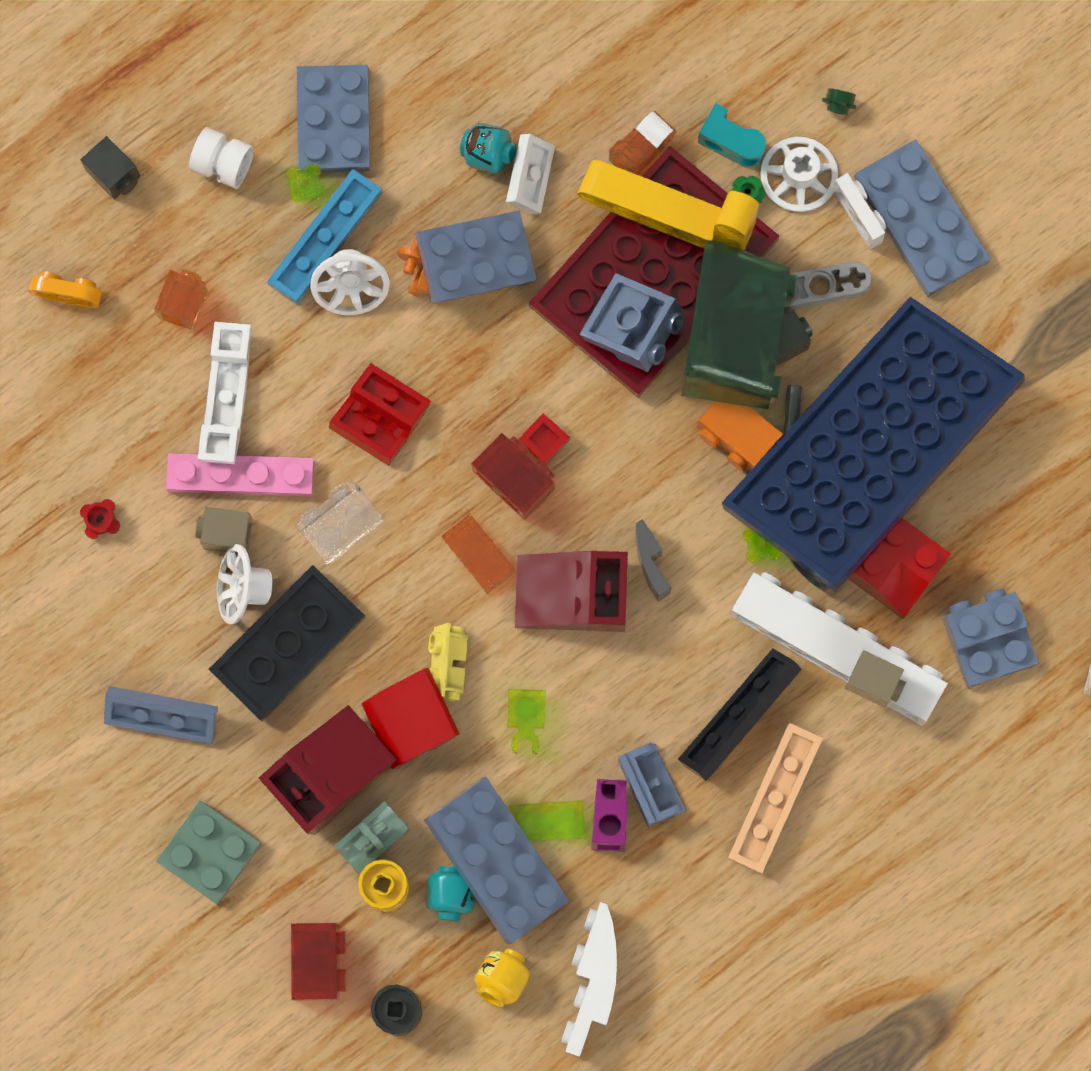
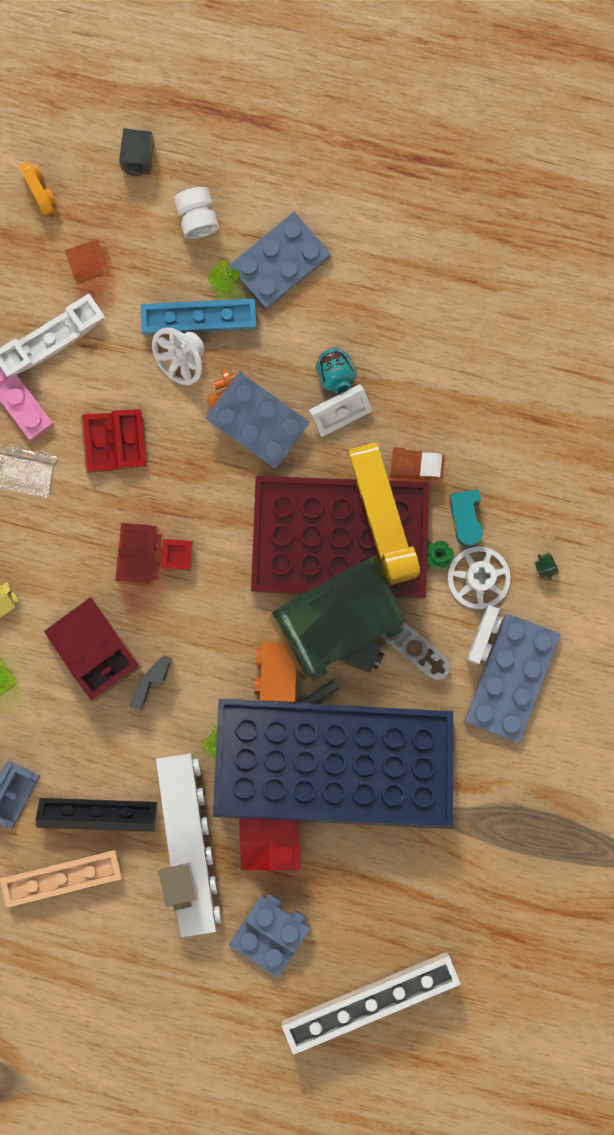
camera: 50 degrees right, 5 degrees up
(478, 553) = (73, 571): clear orange tile -> none
(633, 322) = (291, 551): sand blue plate -> none

